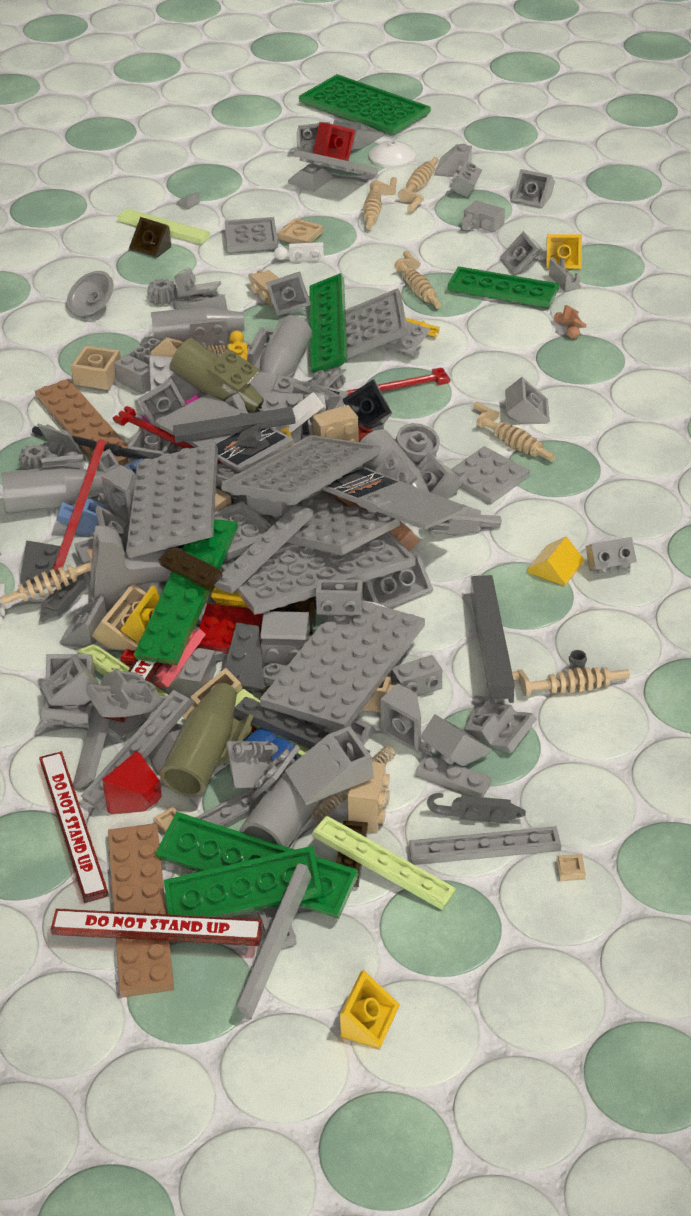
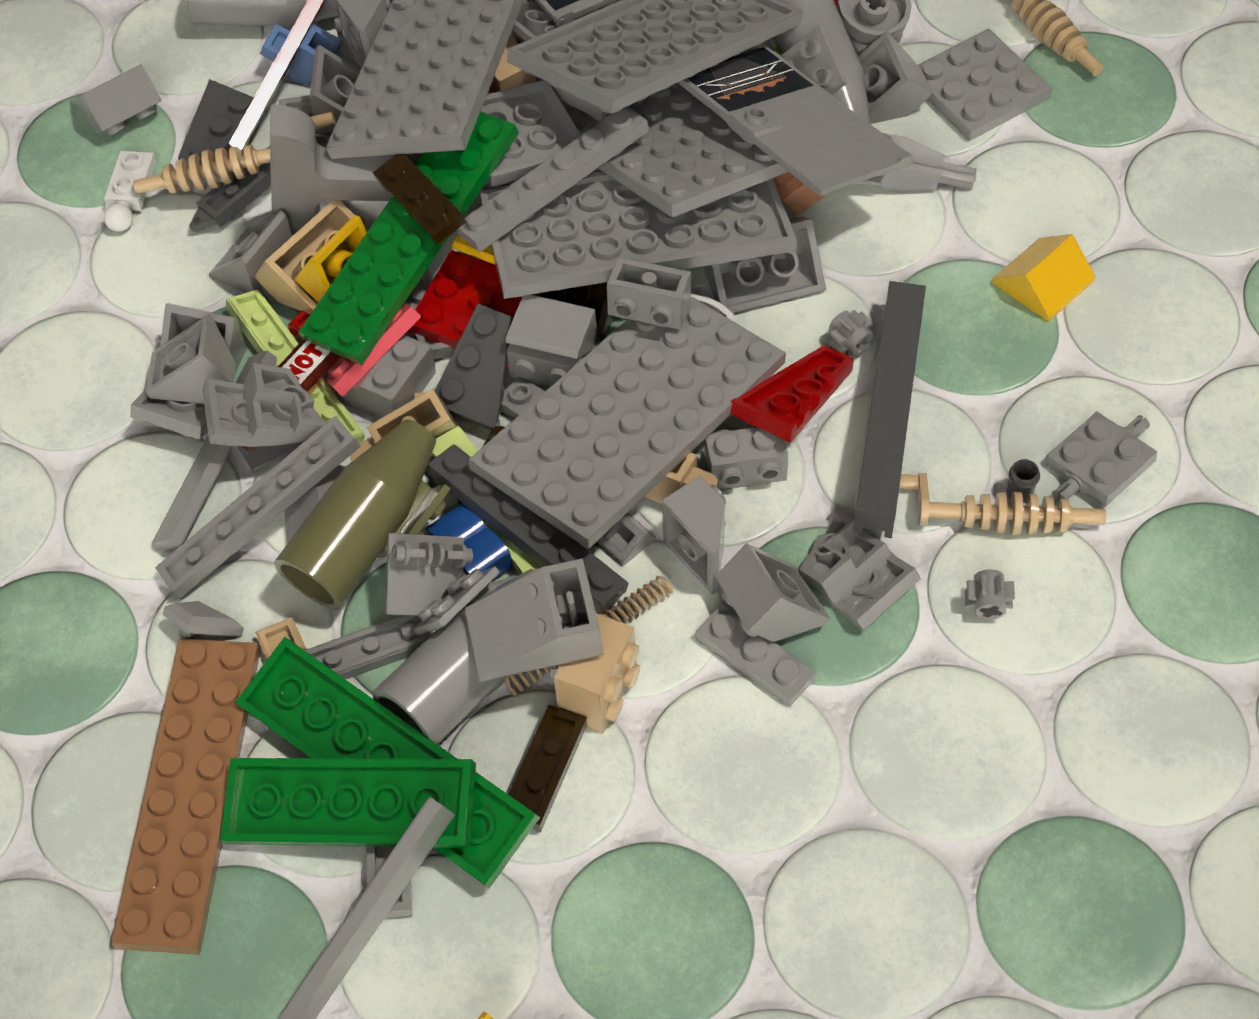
camera: 15 degrees right, 15 degrees up
(73, 827) = (130, 622): tile -> none
(115, 816) = (201, 619): none -> light grey piece
(131, 786) = (231, 571): red slope -> none
(157, 927) = (198, 843): tile -> none
(384, 862) = (591, 801): yellowish green tile -> none
(434, 640) = (794, 394): none -> red wing
(456, 607) = (851, 332): none -> light grey gear
(477, 808) = (774, 729): dark grey plate -> none
(484, 845) = (769, 798): light grey tile -> none
(571, 867) = (899, 873): tan tile -> none
(577, 720) = (989, 594): none -> light grey gear
(611, 554) = (1140, 281): light grey brick -> none
(617, 645) = (1101, 458): none -> light grey plate

